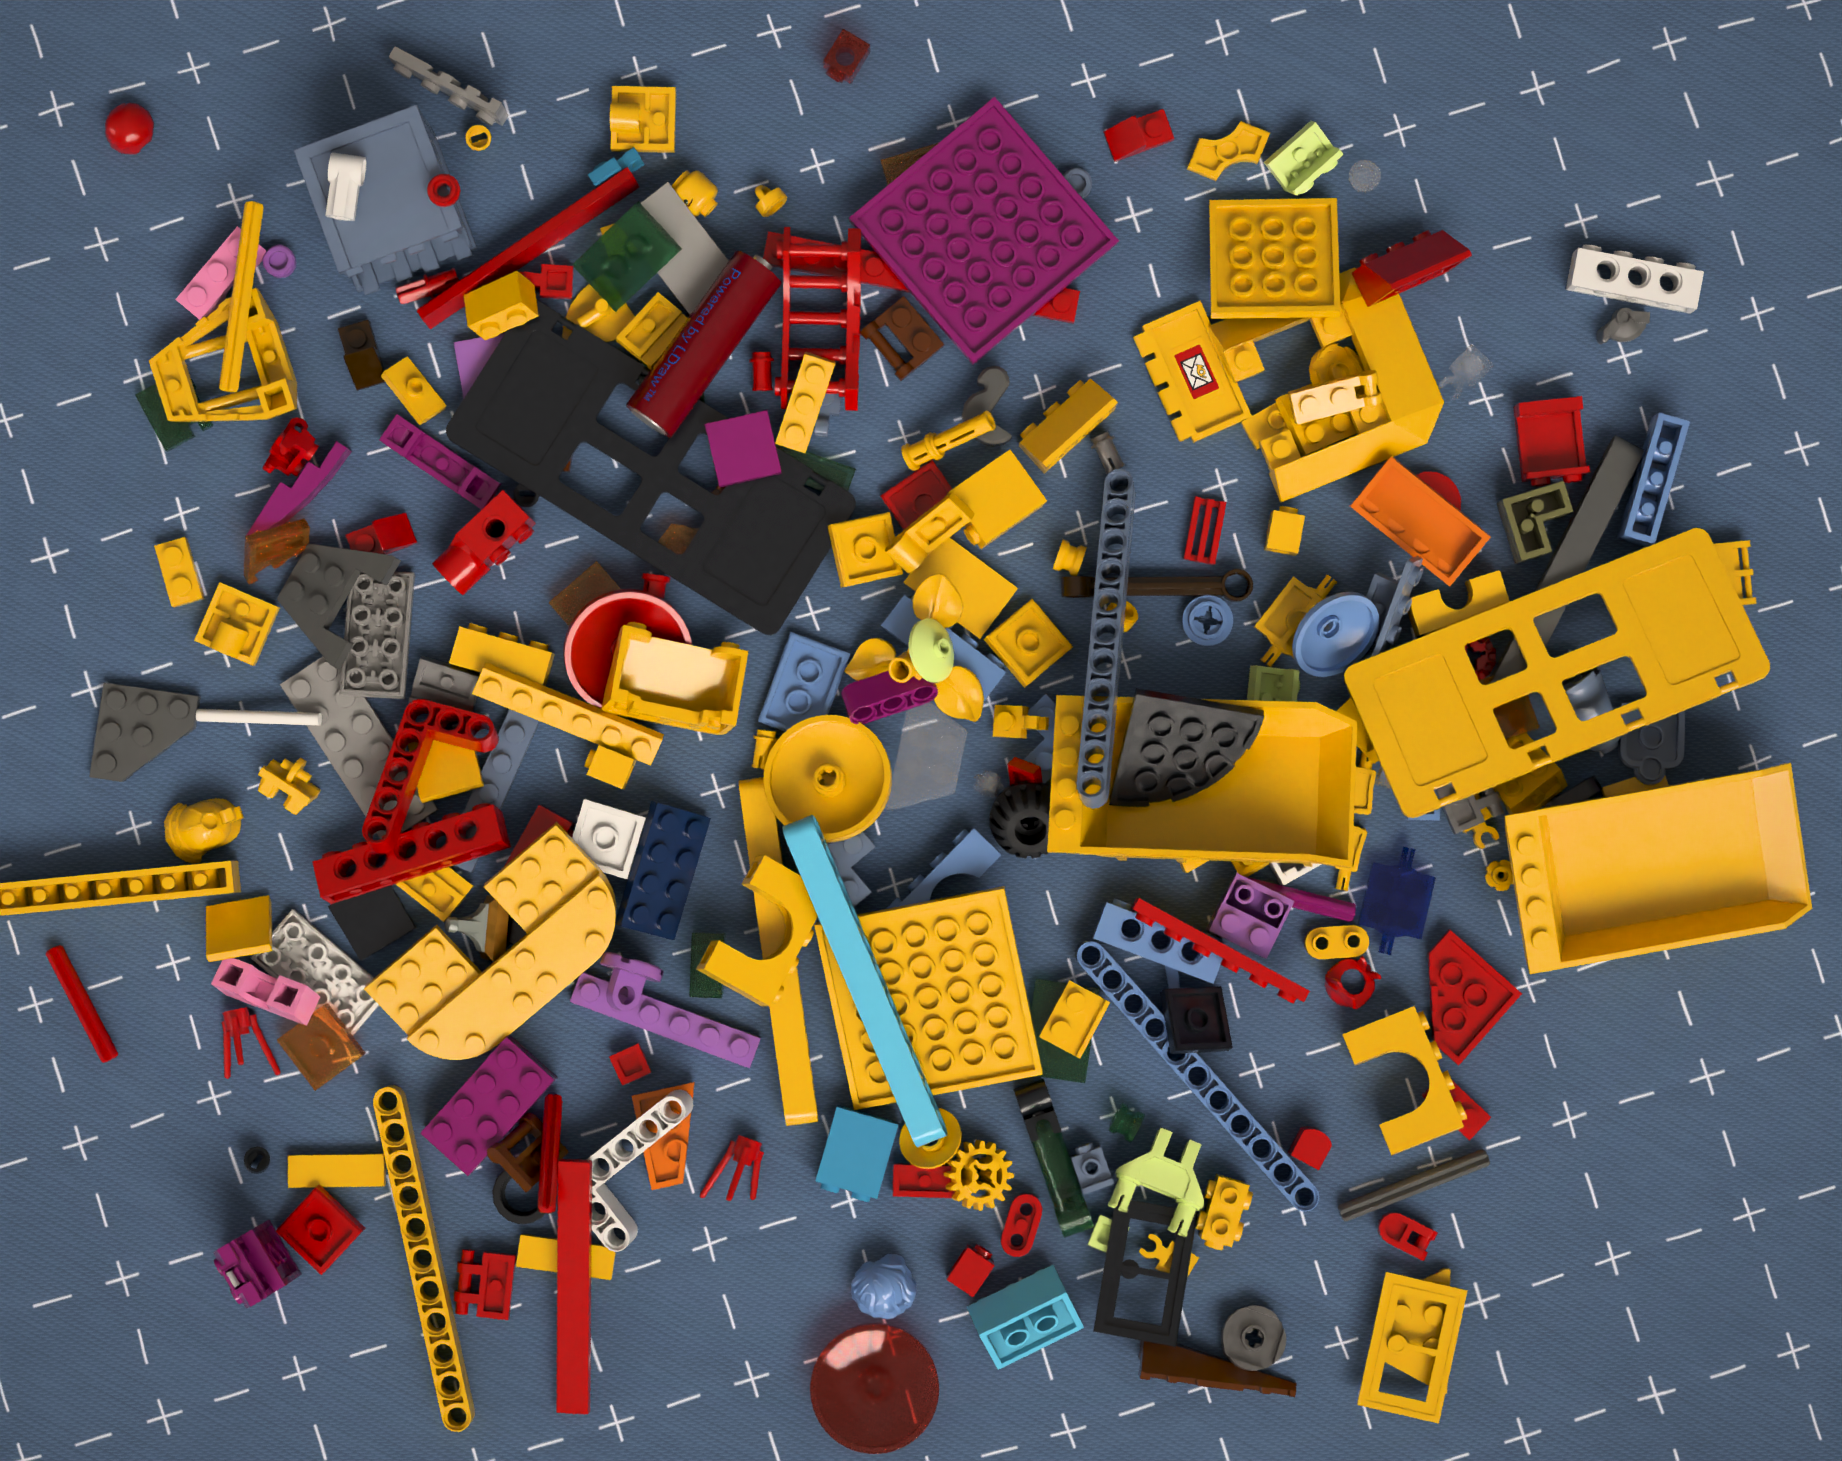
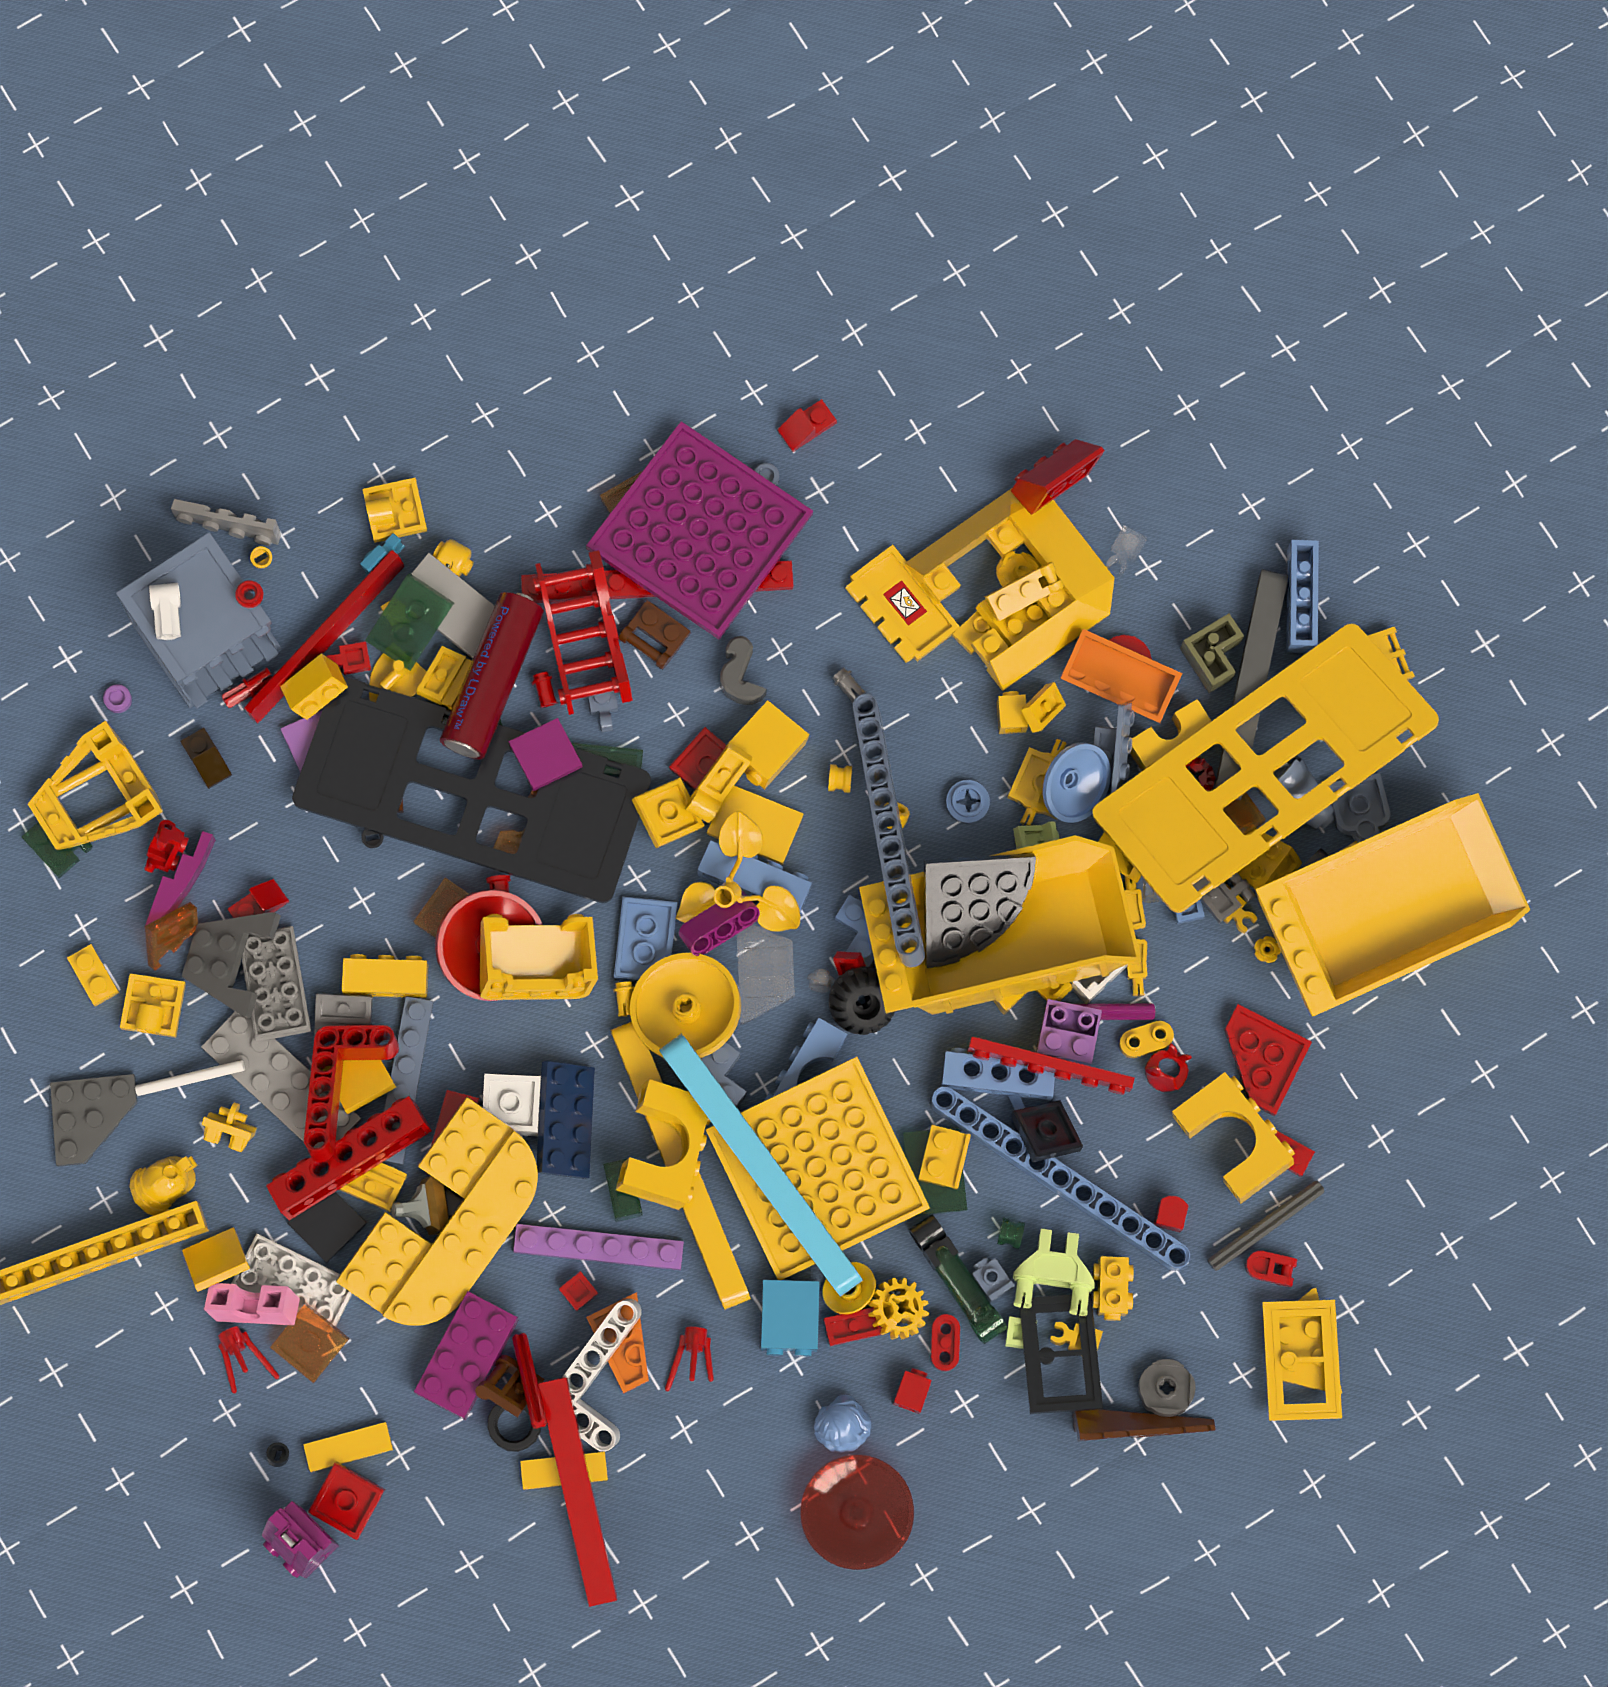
camera: 20 degrees left, 10 degrees down
(81, 1003) = (94, 1360): red axle -> none
(214, 278) = (78, 706): bright pink arch -> none
(241, 296) = (95, 730): yellow axle -> none
(413, 390) = (256, 776): yellow plate -> none
(419, 1273) = (438, 1487): yellow beam -> none
(439, 462) = (292, 829): magenta slope -> none
(474, 547) = (344, 890): red brick -> none
(495, 1284) = (509, 1511): red plate -> none
(567, 713) = (452, 1008): yellow plate -> none
(609, 766) = (498, 1045): yellow brick -> none
(629, 974) = (560, 1212): medium lavender tile -> none
(769, 200) = (516, 550): yellow tile -> none
(805, 402) = (588, 703): yellow plate -> none
(851, 44) = (553, 409): clear red brick -> none
(931, 650) = (745, 876): yellowish green dish -> none
(935, 445) = (705, 712): yellow pin -> none
(1014, 721) = (829, 923): yellow plate -> none
(1025, 1317) = (969, 1420): medium azure slope -> none
(1028, 643) = (823, 856): yellow plate -> none
(1066, 424) = (809, 669): yellow slope -> none
(1160, 586) = (858, 798): dark brown piece -> none
(1209, 503) = (944, 706): red tile -> none
(1214, 156) = (892, 414): yellow tile -> none
(1274, 258) = (944, 494): yellow plate -> none
(1303, 159) = (946, 411): yellowish green bracket -> none
(1321, 535) = (1043, 707): none -> yellow plate
(1364, 176) = (1000, 413): clear plate -> none
(1396, 900) = (1187, 991): clear blue plate -> none
(1550, 440) = (1210, 586): red panel -> none
(1585, 279) = (1203, 452): white brick -> none
(1624, 326) = (1244, 481): flat silver piece -> none

